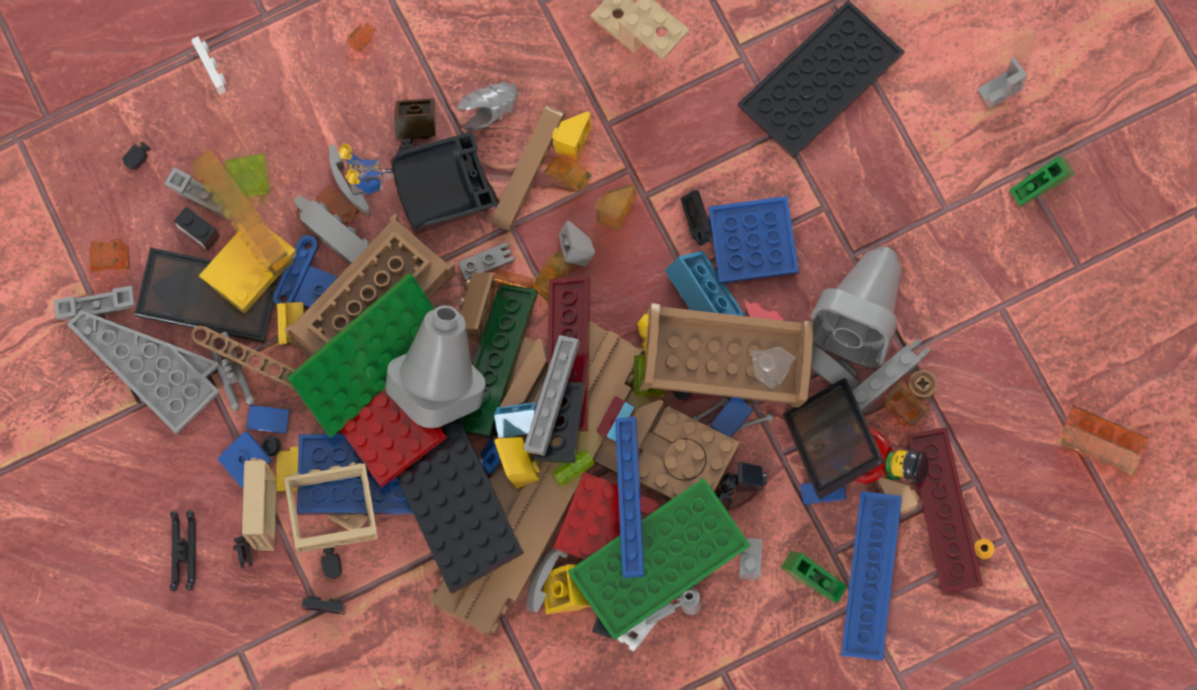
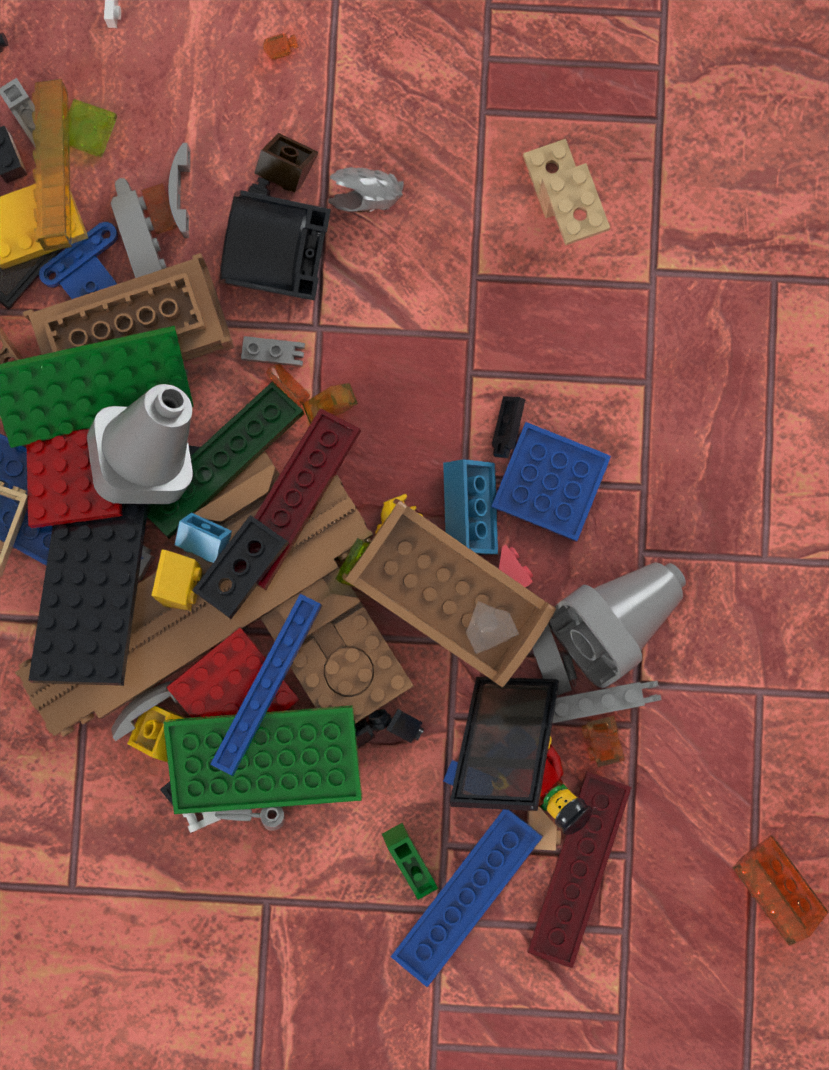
camera: 25 degrees right, 10 degrees up
(288, 314) = (42, 295): yellow panel -> none
(364, 175) = (199, 192): torso -> none
(477, 302) = (234, 391): medium nougat slope -> none
(490, 456) = (153, 560): blue slope -> none
(527, 169) = (368, 278): medium nougat beam -> none
(551, 395) = (246, 536): light grey plate -> none
(568, 173) = (406, 307): clear yellow slope -> none
(571, 470) = (218, 621): clear neon green axle -> none
(572, 135) = (431, 270): yellow slope -> none
(575, 245) = (369, 386): light grey slope -> none
(615, 206) = (431, 369): clear yellow slope -> none
(617, 409) = (308, 585): dark red slope -> none
(724, 401) = (387, 631): light grey hinge -> none
(731, 417) = (421, 653): blue slope -> none
(751, 560) = (356, 811): light grey slope -> none
(769, 417) = (423, 664): light grey hinge -> none
(820, 79) = (717, 352): black plate -> none
(923, 384) = (633, 728): medium nougat wheel -> none
(984, 555) = (603, 930): light orange plate -> none

